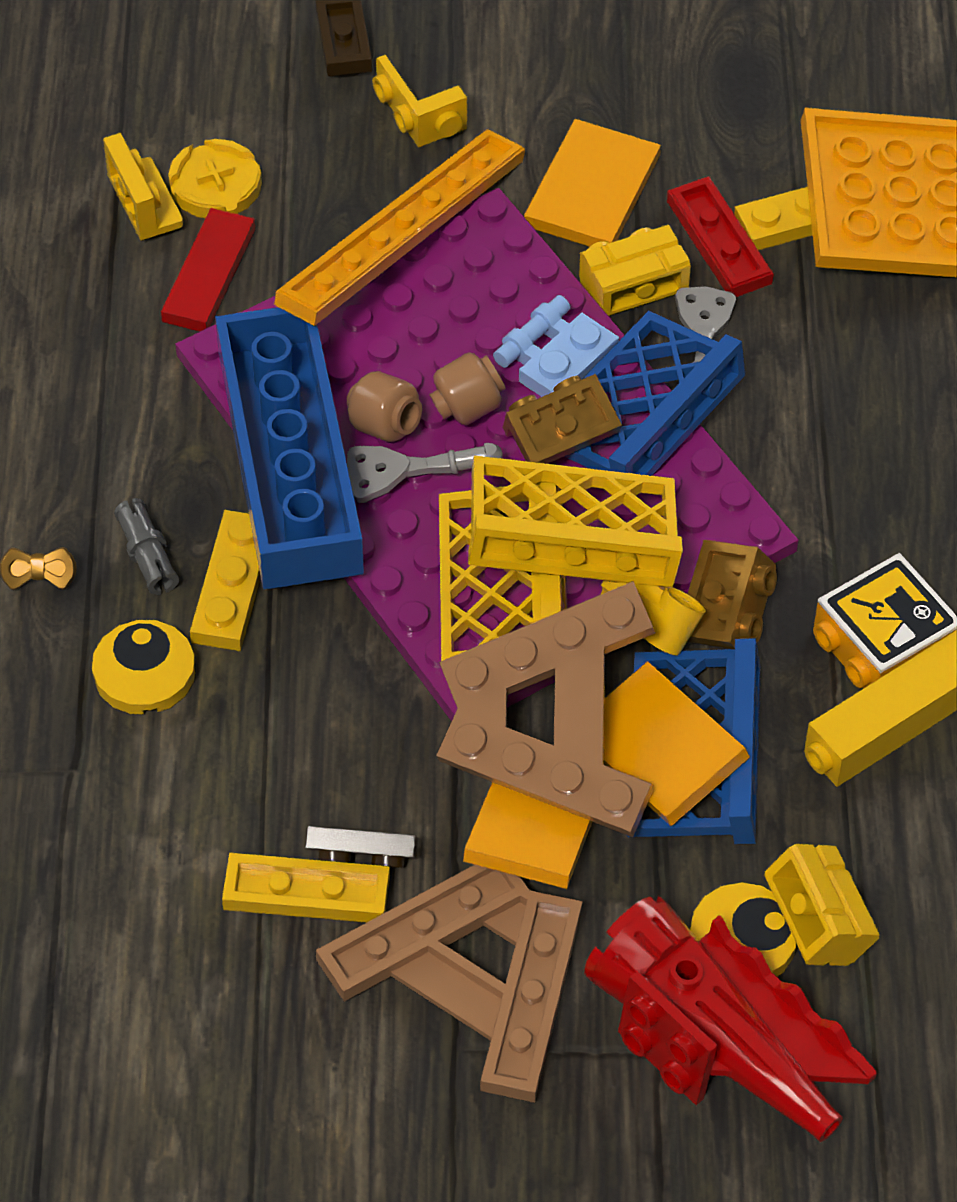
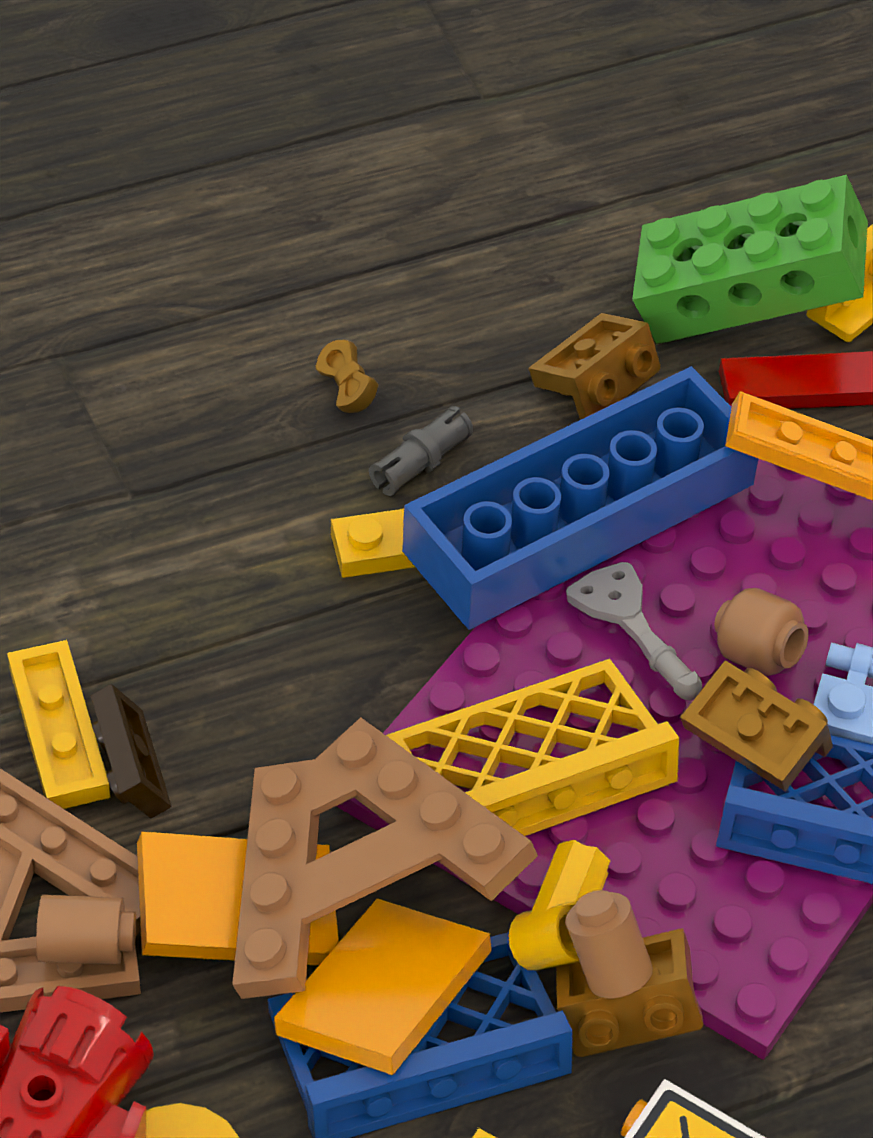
camera: 65 degrees right, 5 degrees down
(88, 213) = (751, 260): none -> bright green brick
(120, 392) = (599, 363): none -> pearl gold bracket
(143, 666) = (274, 501): yellow tile -> none
(384, 406) = (690, 565): medium nougat head -> none
(537, 915) = (84, 929): none -> medium nougat brick
(571, 545) = (560, 771): yellow fence -> none
(713, 581) = (609, 944): none -> medium nougat brick

